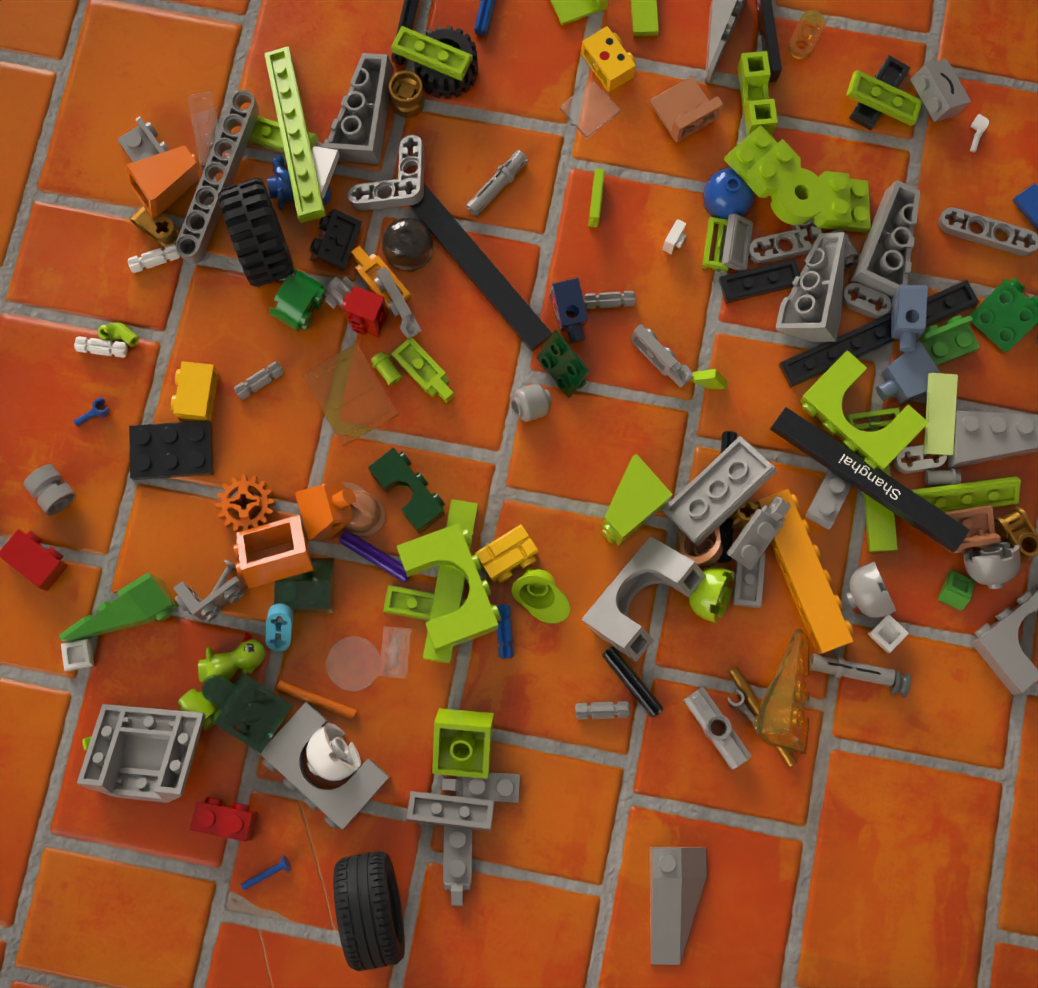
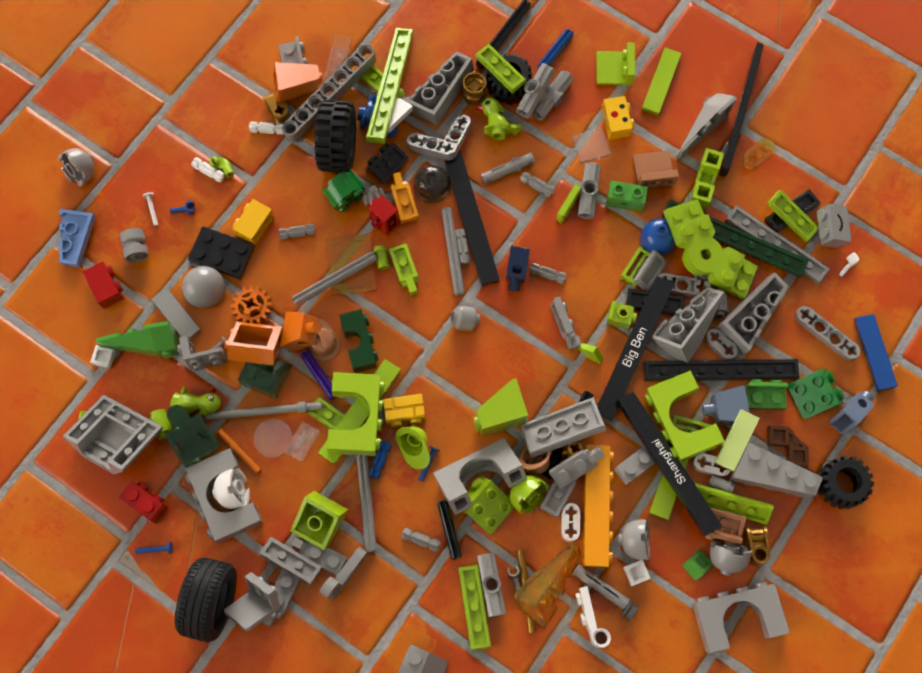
camera: 25 degrees right, 5 degrees down
(37, 415) = (148, 195): none -> white pin
(149, 557) = (176, 314): none -> light grey tile
(169, 505) = (203, 287): none -> light grey piece
(283, 628) = (238, 394): medium azure beam -> none
(338, 422) = (334, 278): none -> light grey axle
(372, 609) = (301, 407): none -> light grey bar
(397, 304) = (406, 218): light grey hinge -> none
(432, 888) = (255, 605): none -> light grey bracket
(459, 130) = (497, 125): none -> lime animal
(474, 321) = (452, 251): none -> light grey axle
(484, 310) = (462, 246): none -> light grey axle
(489, 65) = (535, 90): none -> light grey piece
(511, 62) = (554, 96): none -> light grey piece
(513, 695) = (366, 503): none -> light grey axle
(527, 798) = (333, 587): none -> light grey beam
(544, 188) = (537, 184): none -> light grey axle
(563, 364) = (496, 302): dark green hinge -> none
(567, 622) = (424, 471): none -> blue pin
(618, 183) = (588, 200): none -> light grey piece
(665, 157) = (626, 196): none -> bright green brick
(669, 626) = (489, 504): none -> lime bracket
(675, 237) = (609, 250): white plate -> none
(707, 765) = (474, 607): none -> lime tile
(720, 322) = (615, 319): none -> lime brick
(761, 348) = (634, 347): none -> black tile
(785, 604) = (575, 522): none -> white beam
(852, 157) = (755, 247): none -> dark green tile
(854, 715) = (588, 618): none -> white plate
(879, 143) = (744, 221): none -> light grey tile
(909, 315) = (743, 365): sand blue torso -> none
(1013, 394) = (784, 437): none -> reddish brown tile

